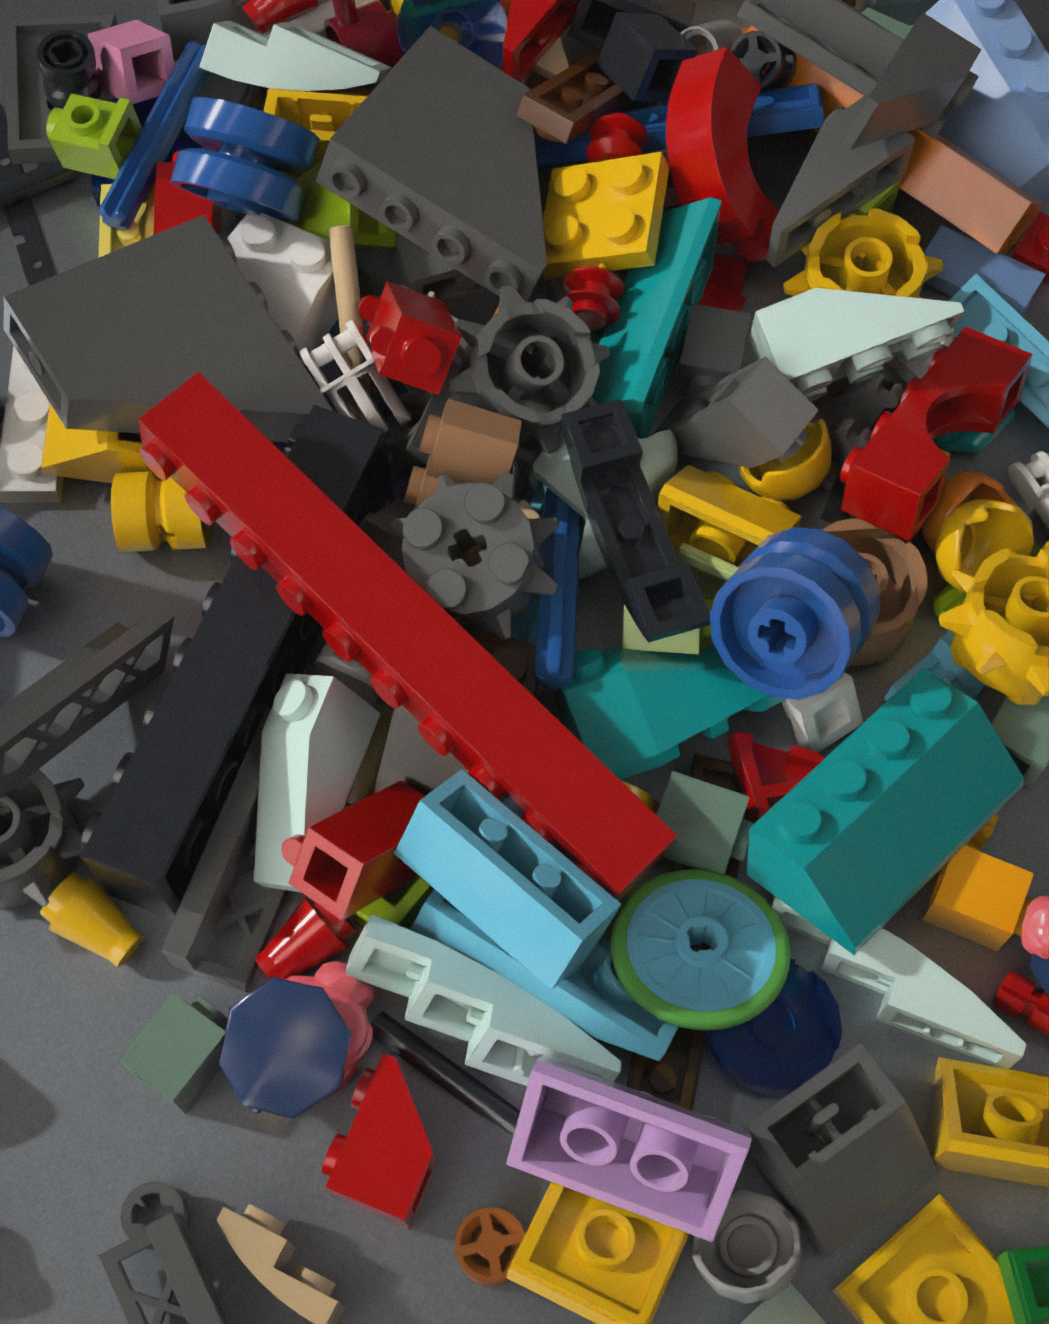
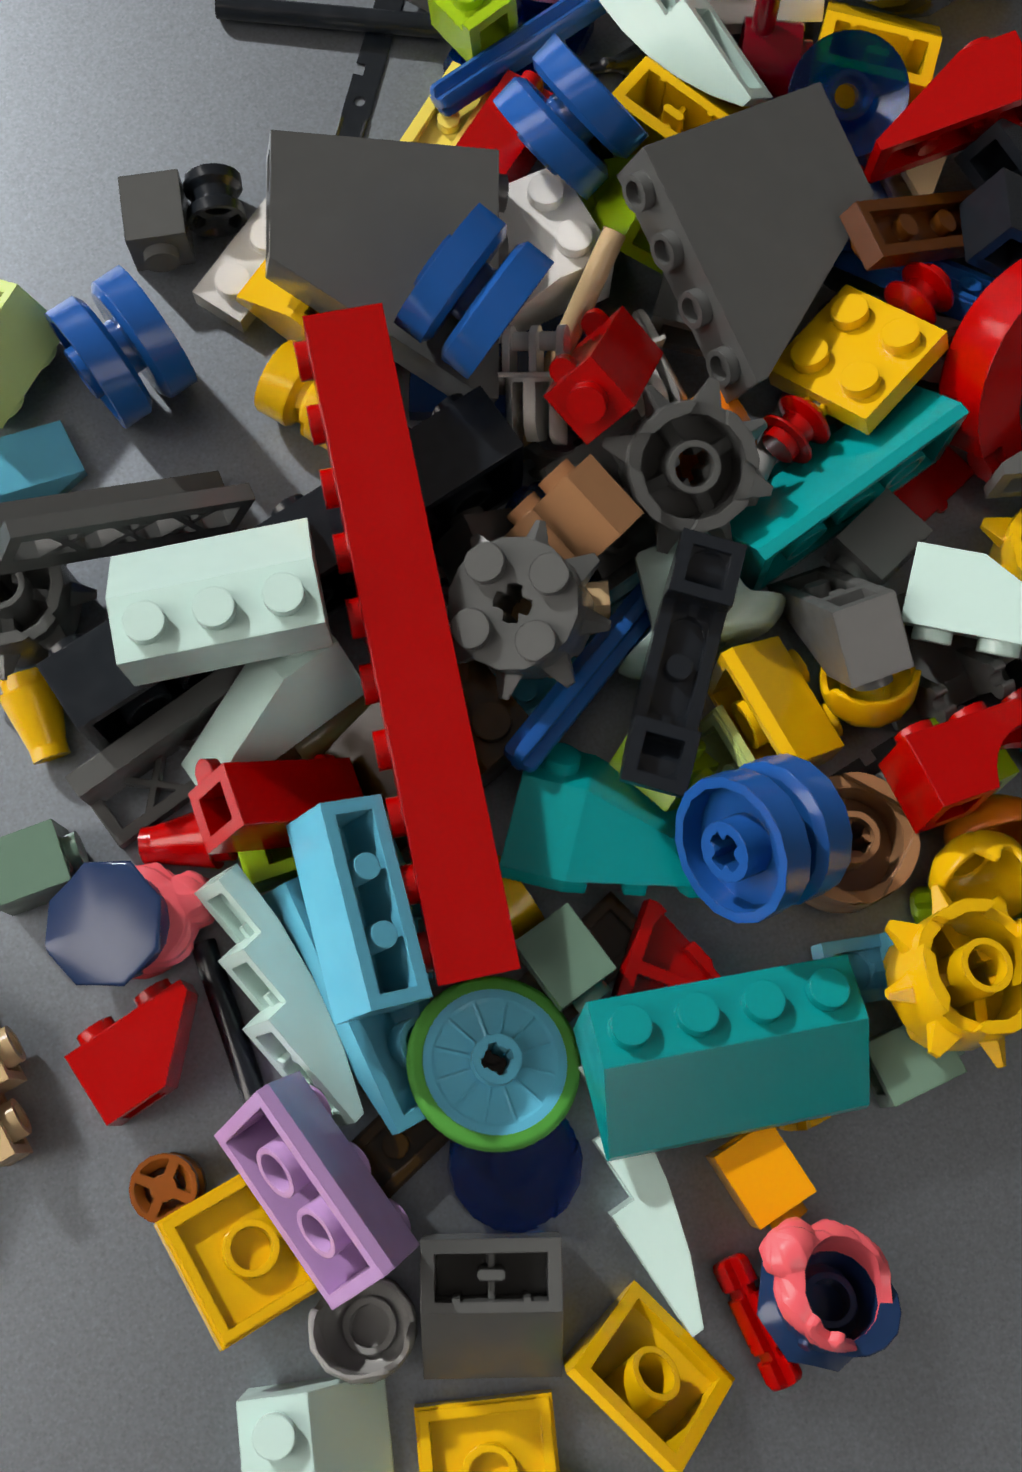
camera: 30 degrees right, 10 degrees up
(216, 699) = (216, 602): none -> light aqua slope
(259, 324) = (466, 286): none -> blue wheel
(825, 716) = (744, 939): white tile -> none

